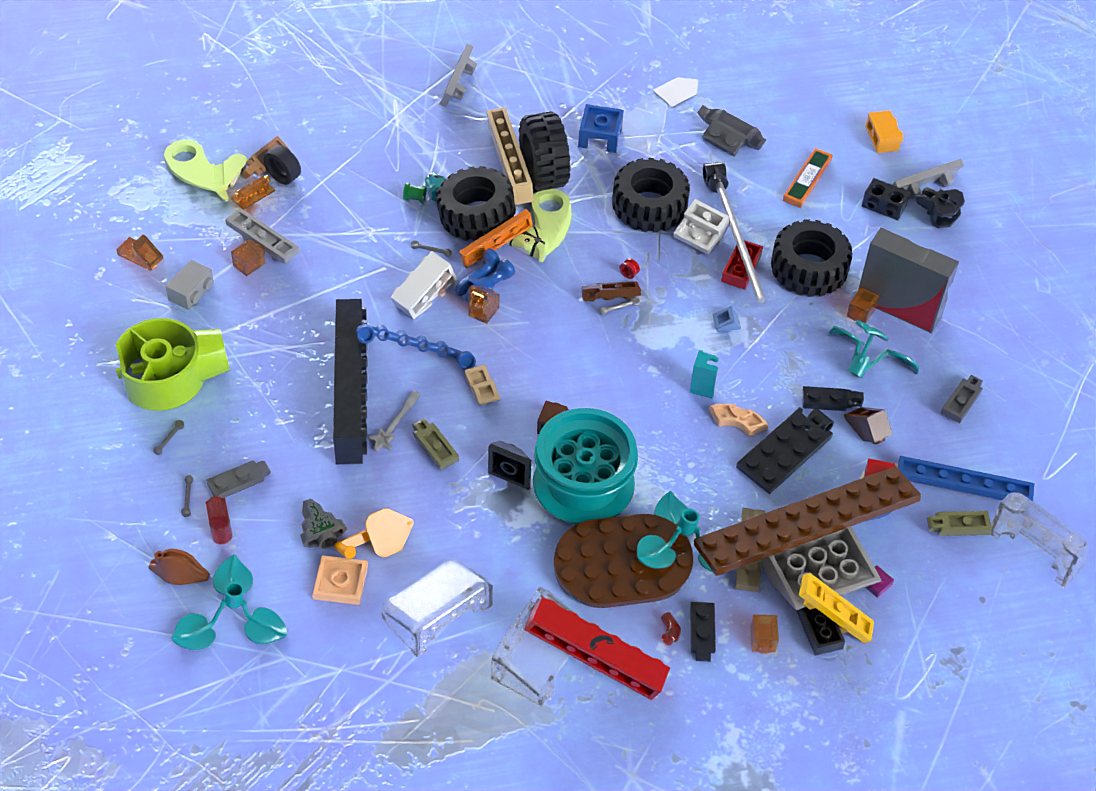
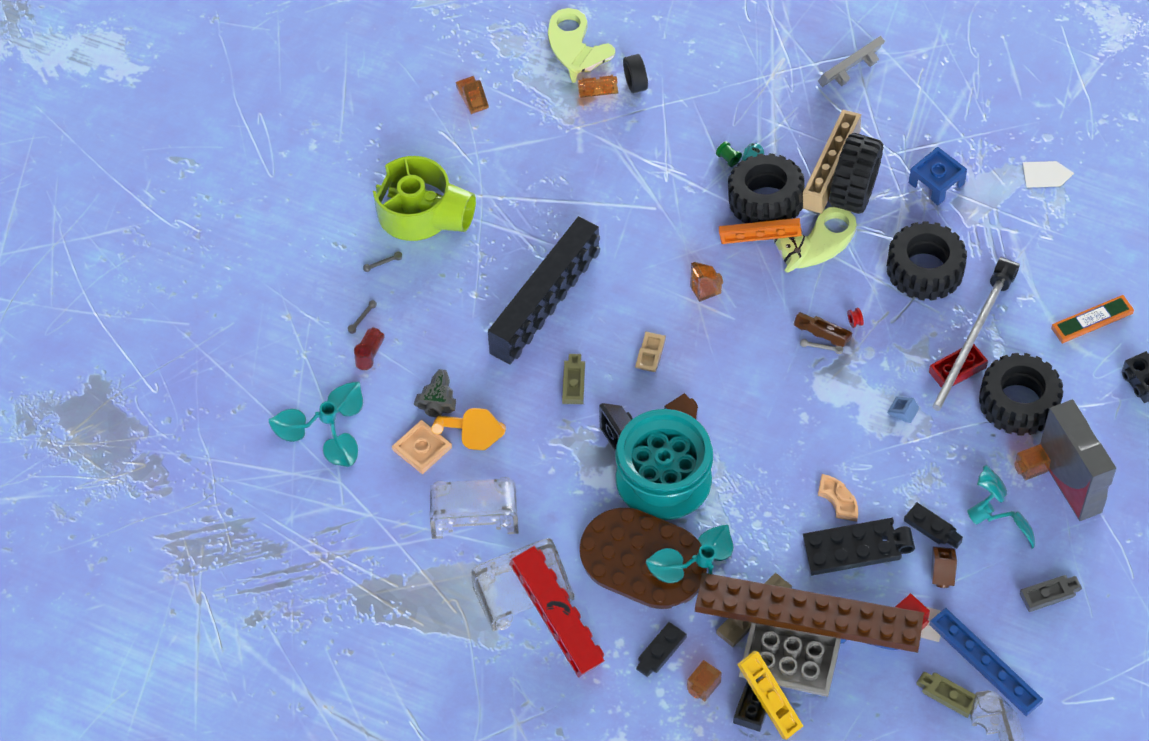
camera: 40 degrees right, 5 degrees up
(178, 567) = (314, 369): dark orange hat -> none
(190, 284) = (488, 142): light grey brick -> none
(238, 478) = (407, 324): dark grey hinge -> none
(248, 257) = (551, 142): clear orange brick -> none
(256, 163) = (616, 62): medium nougat hinge -> none
(258, 232) = (573, 129): light grey hinge -> none
(366, 334) = (574, 259): blue bar -> none
(383, 438) = (542, 352): light grey piece -> none
(415, 245) = (695, 201): dark grey hinge -> none
(424, 285) = (668, 241): white wedge -> none
(491, 263) = (720, 257): blue piece -> none
(673, 629) = (637, 635): clear red arm -> none
(702, 227) = (949, 314): white brick -> none
(704, 375) = (830, 443): teal hinge -> none
(729, 131) = (1055, 237): dark grey plate -> none
(880, 587) = (837, 698): magenta plate -> none

